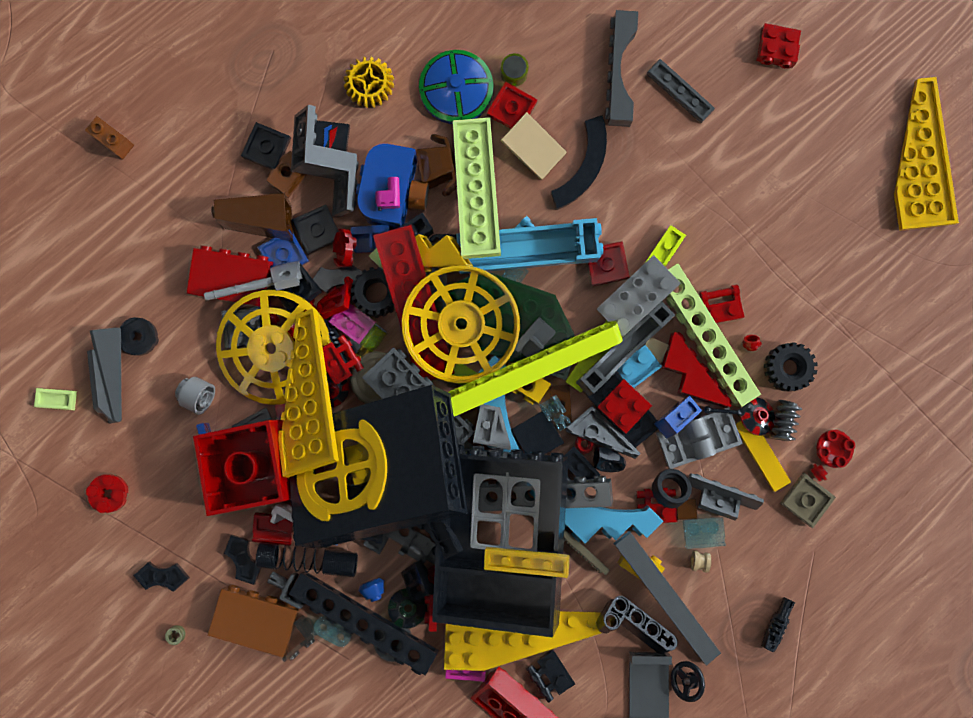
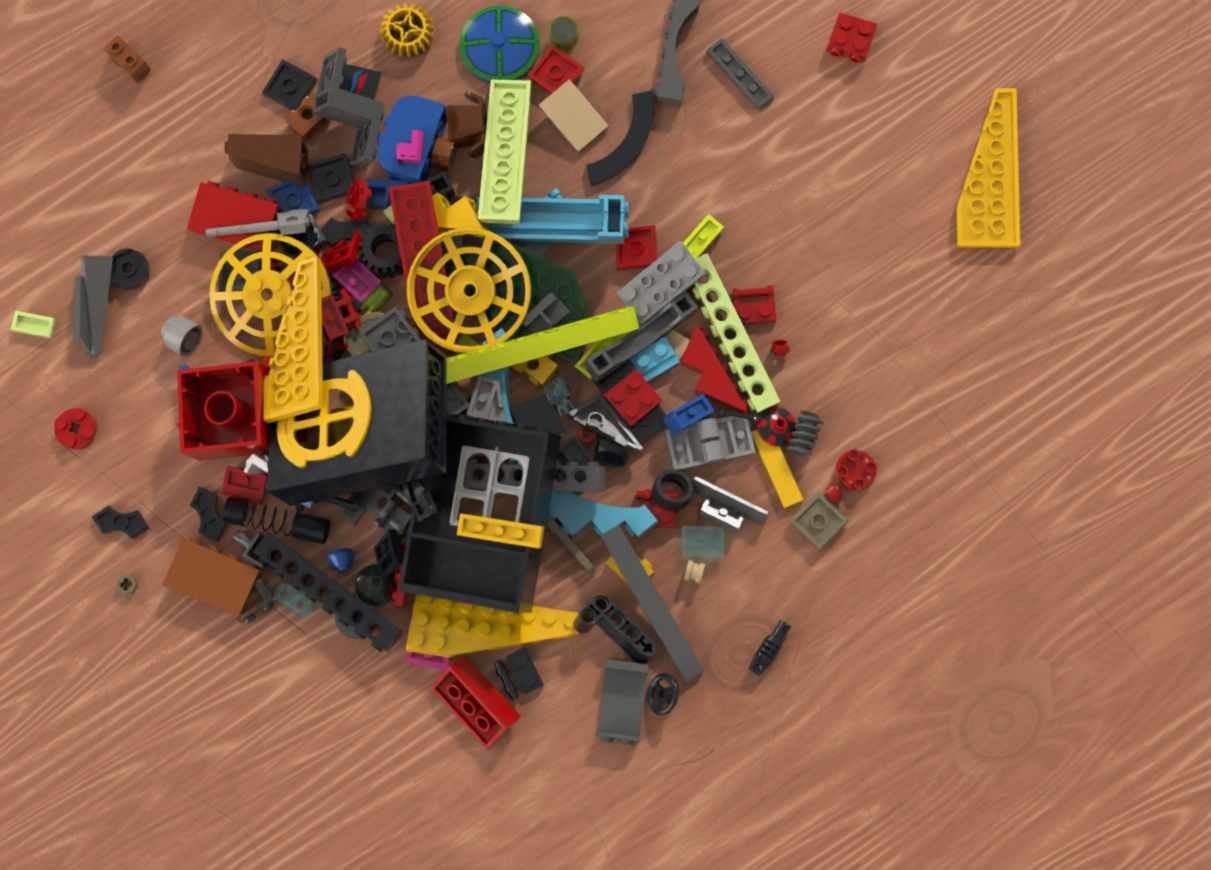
camera: 15 degrees right, 5 degrees down
(804, 363) = (818, 362): black tyre -> none

